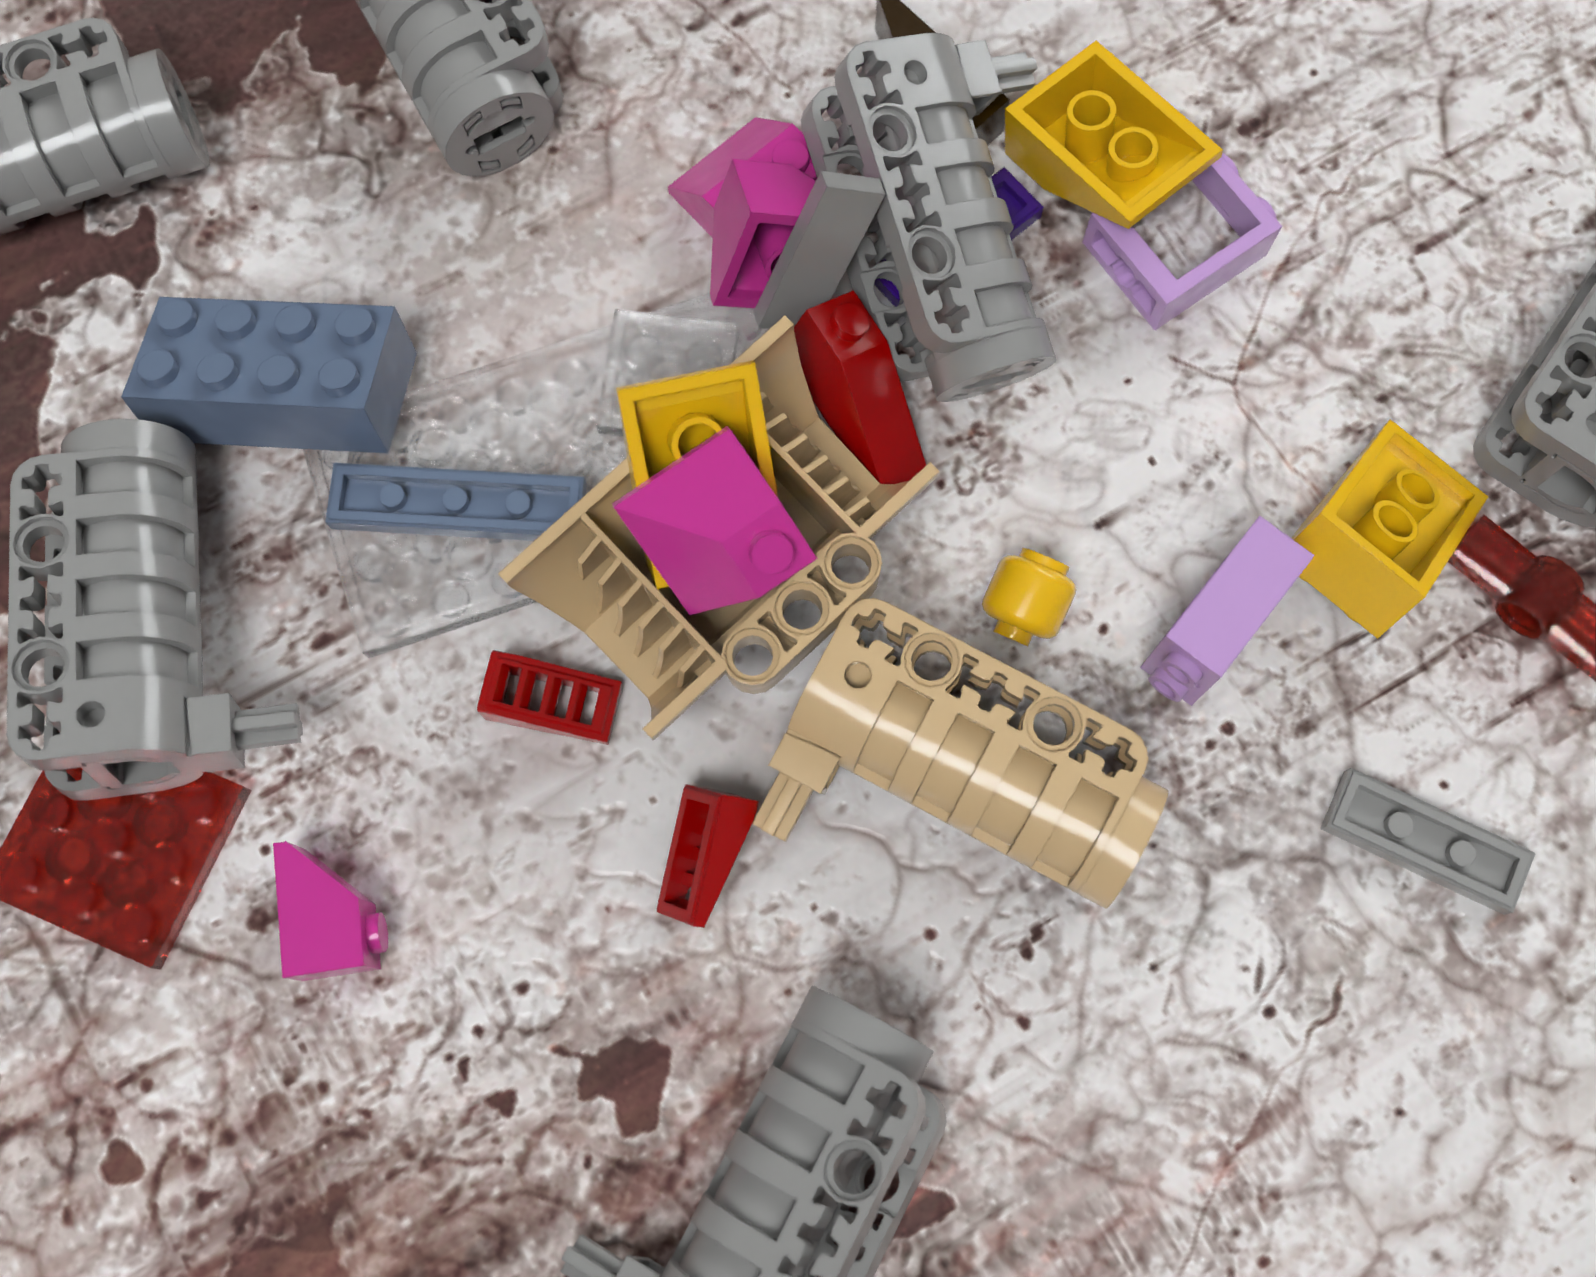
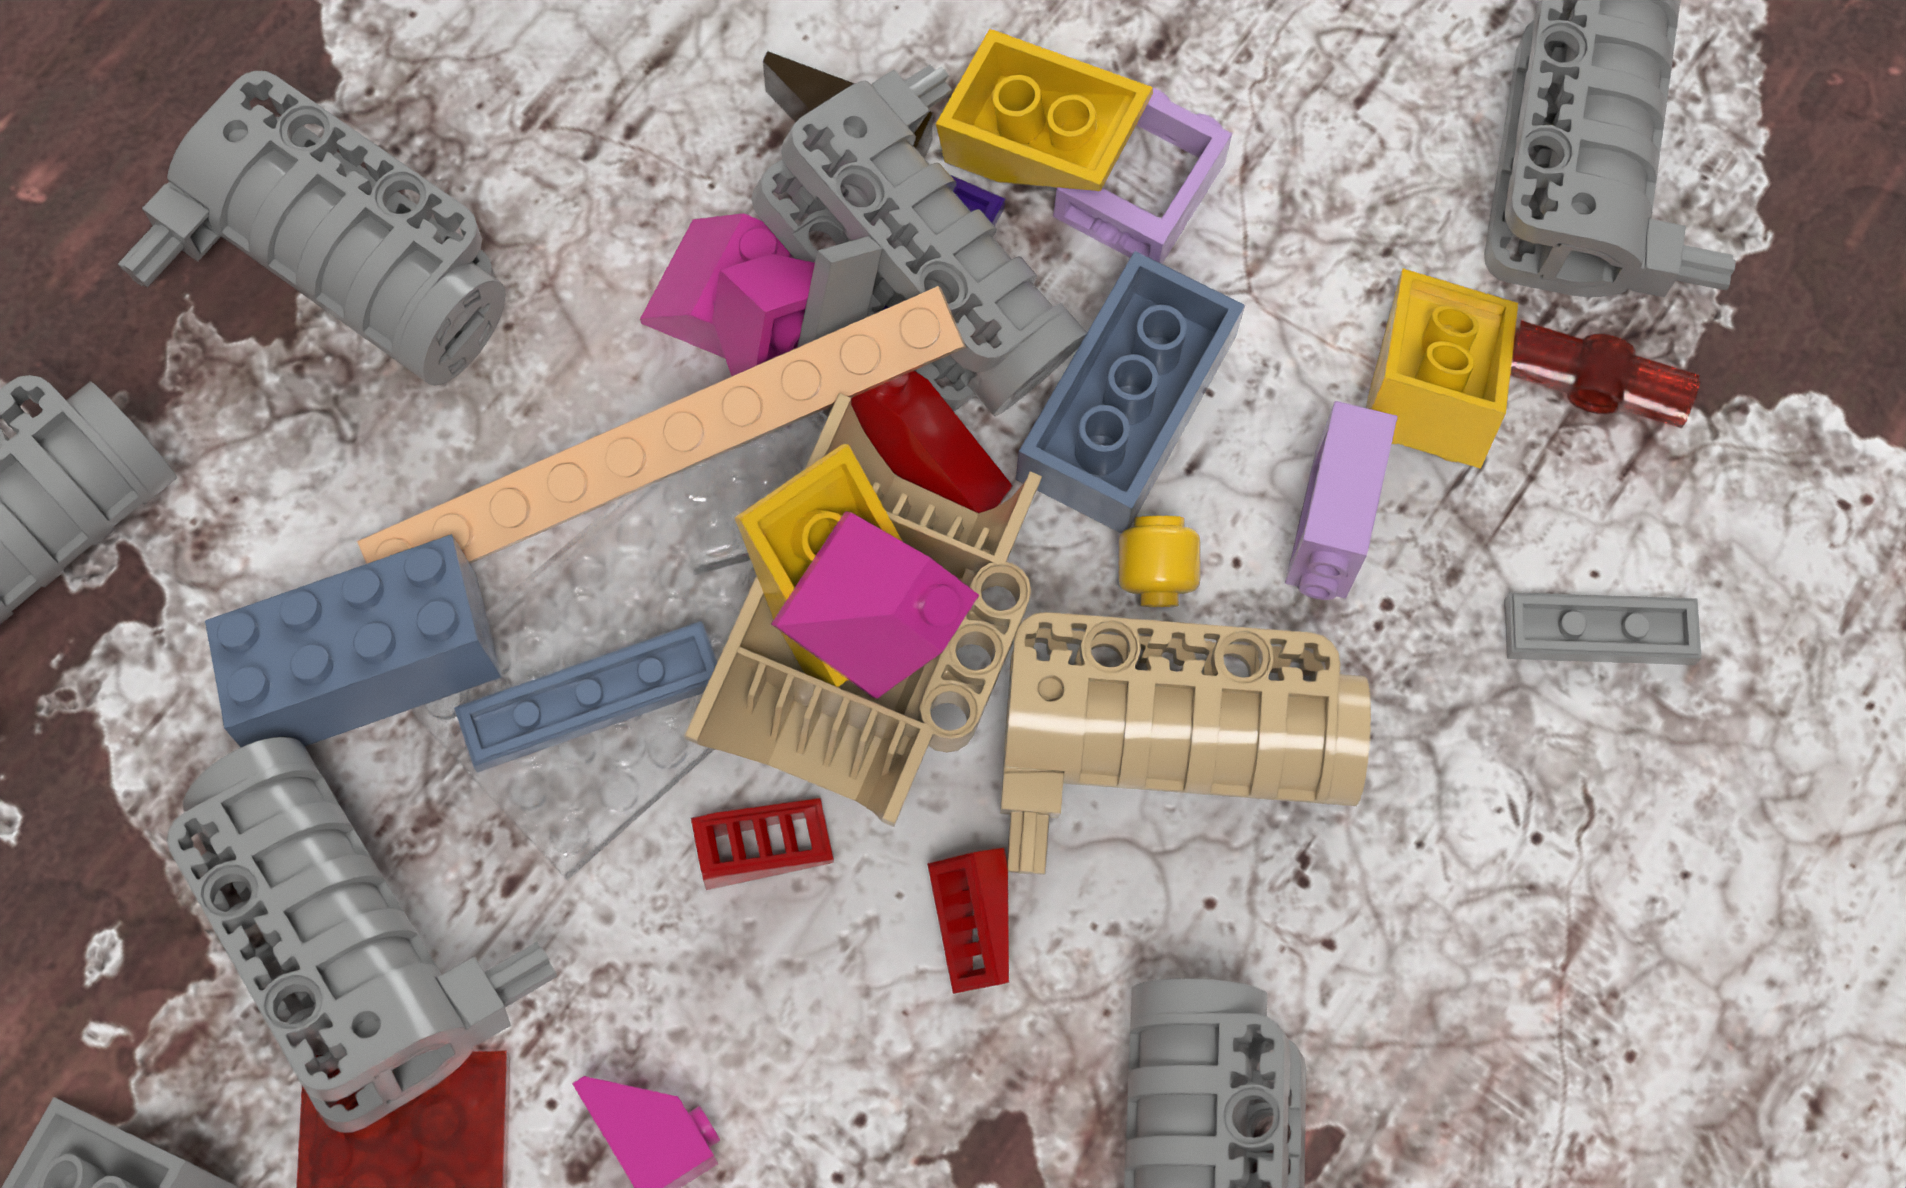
camera: 30 degrees left, 5 degrees down
(652, 297) = (684, 432): none -> light nougat plate
(1073, 428) = (1129, 392): none -> sand blue brick

